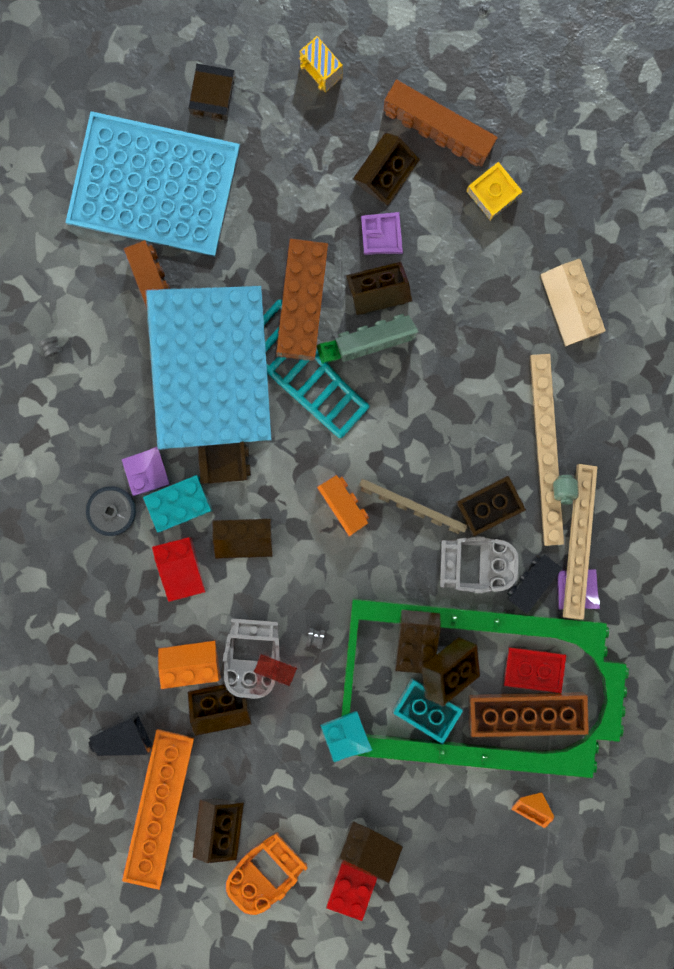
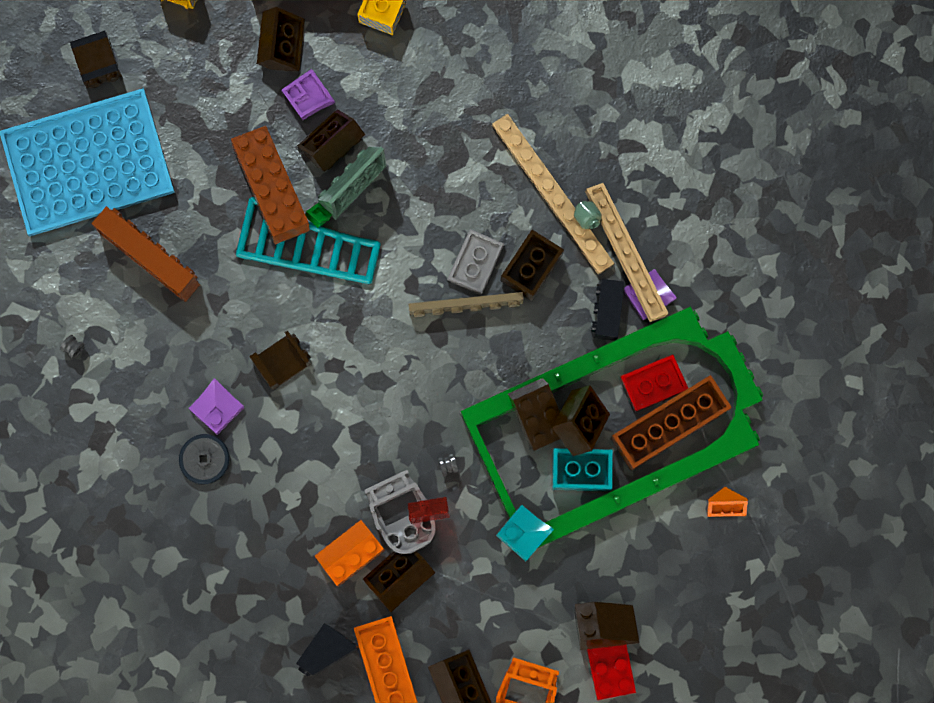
camera: 35 degrees left, 10 degrees down
(177, 504) = (260, 417): teal brick -> none
(179, 569) = (293, 474): red slope -> none
(208, 366) = (221, 281): medium azure plate -> none
(242, 538) = (334, 415): dark brown slope -> none
(343, 504) = (405, 336): orange slope -> none
(443, 472) = (475, 262): none -> light grey tile
(497, 565) = (568, 312): light grey slope -> none
(572, 302) = (501, 61): tan slope -> none

